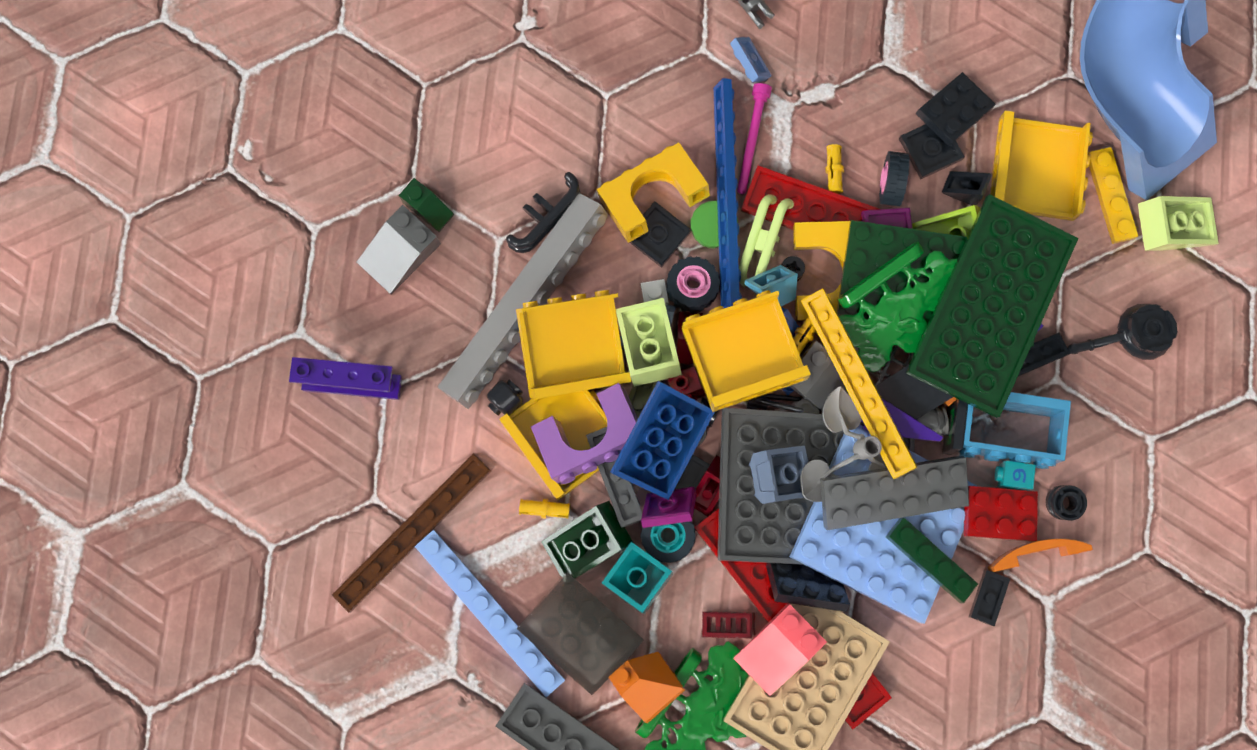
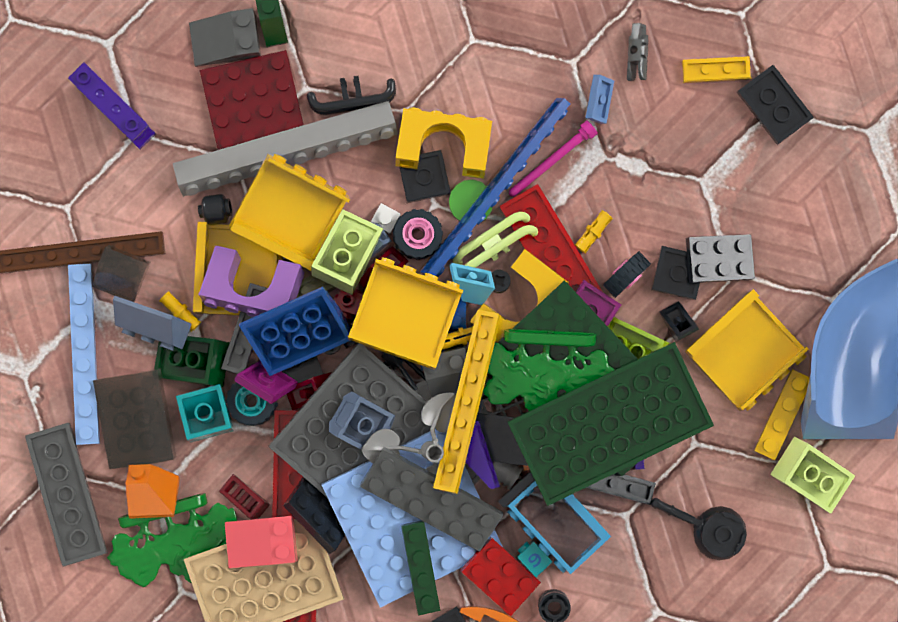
camera: 35 degrees right, 5 degrees up
(460, 283) = (251, 98): none -> dark red plate
(467, 517) = (120, 273): none -> clear smoke slope
(528, 538) = (150, 324): none -> sand blue slope

